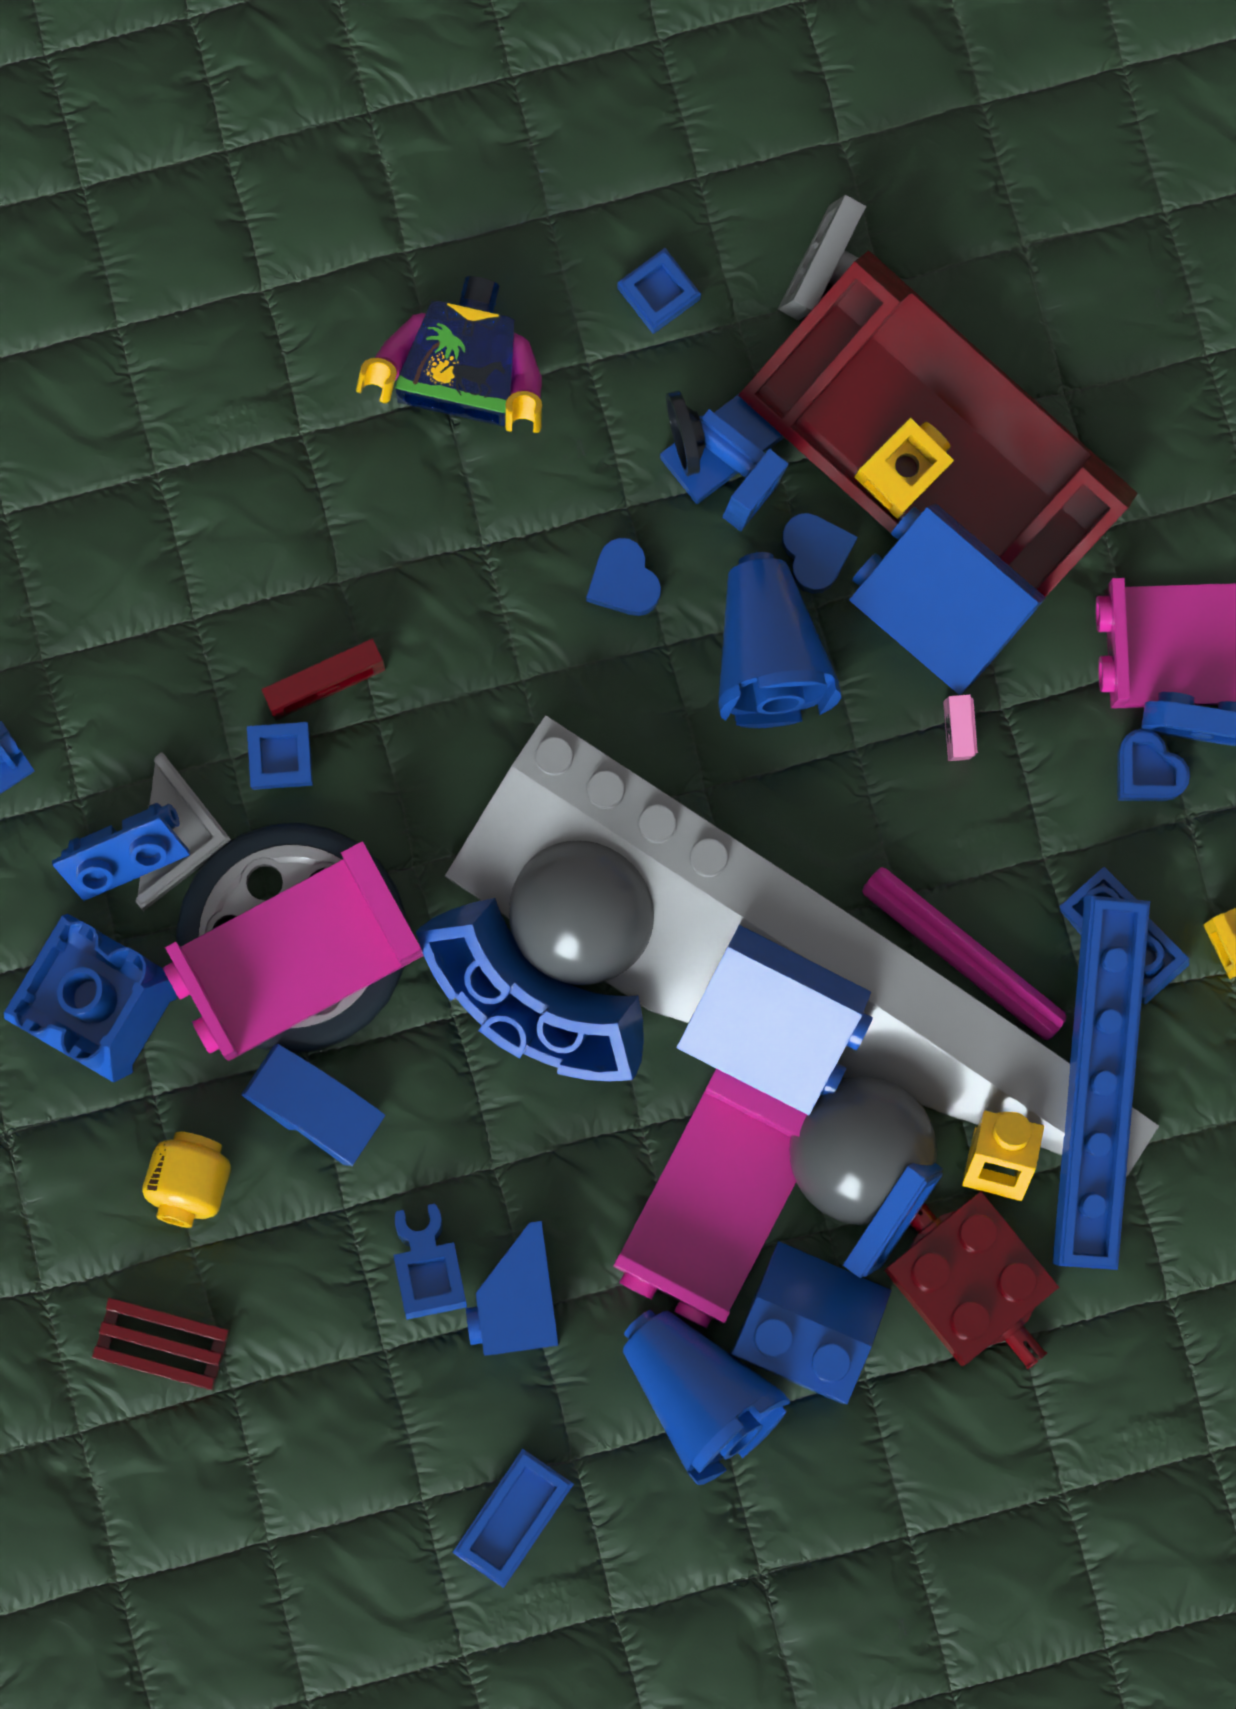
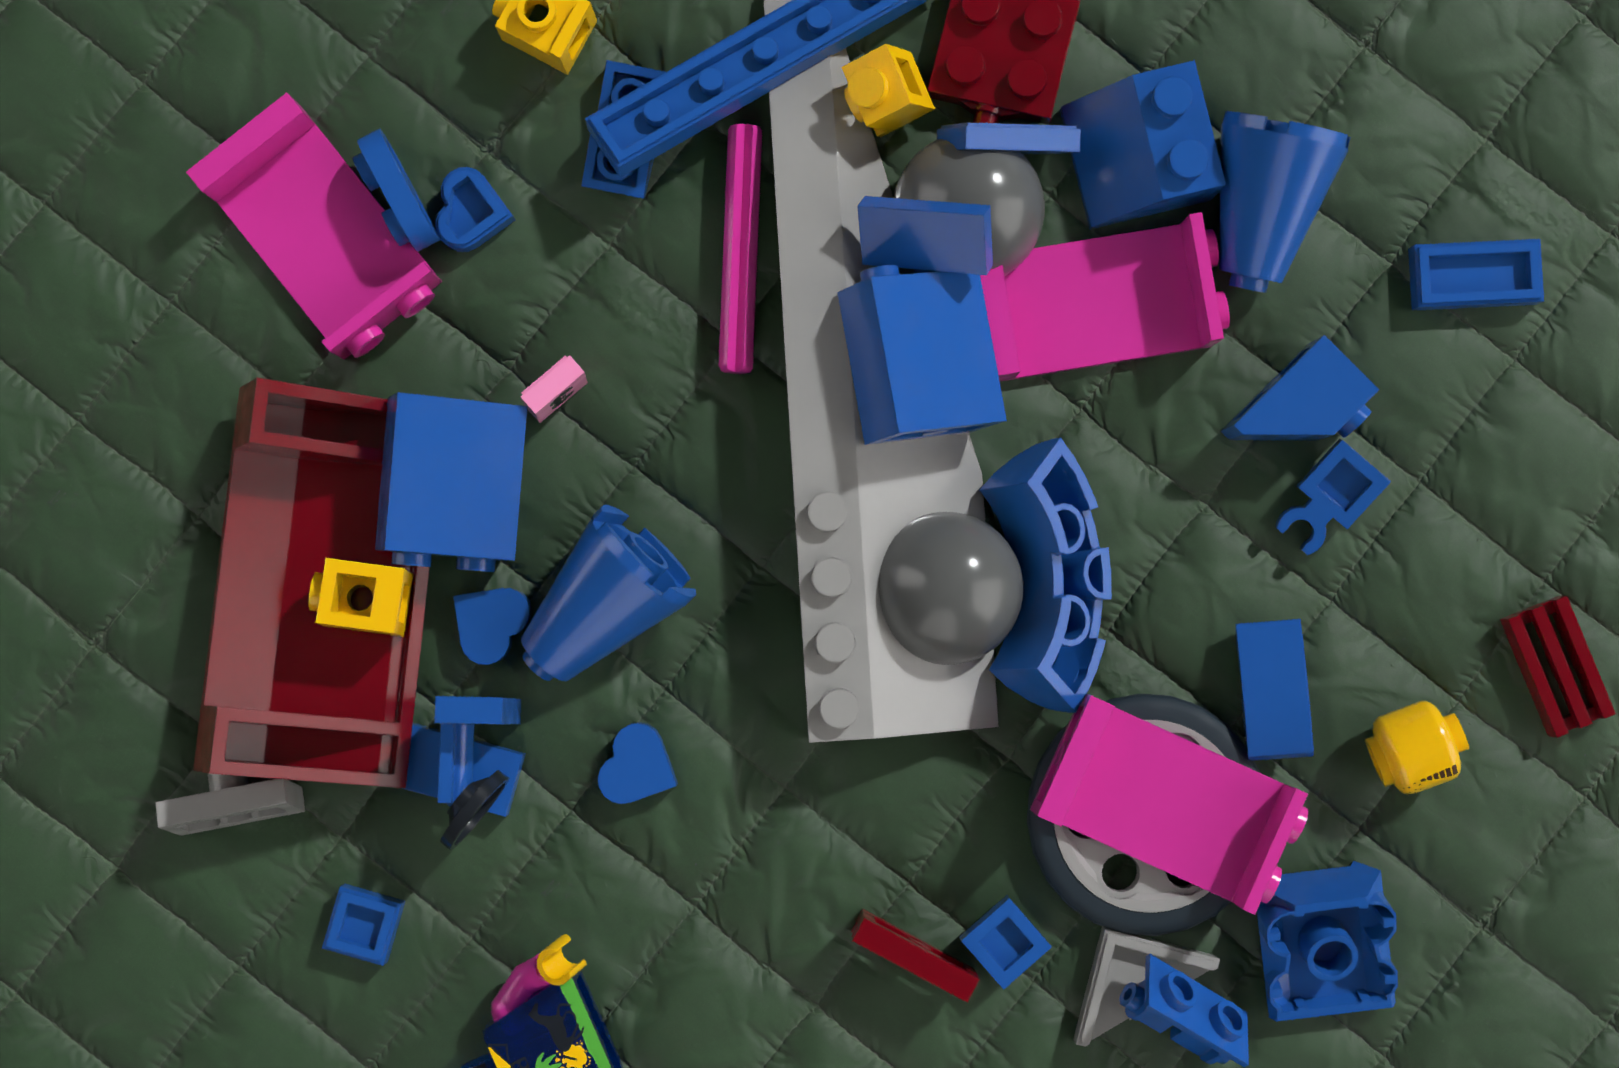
camera: 125 degrees left, 5 degrees up
(864, 1087) = (926, 235): none -> blue tile

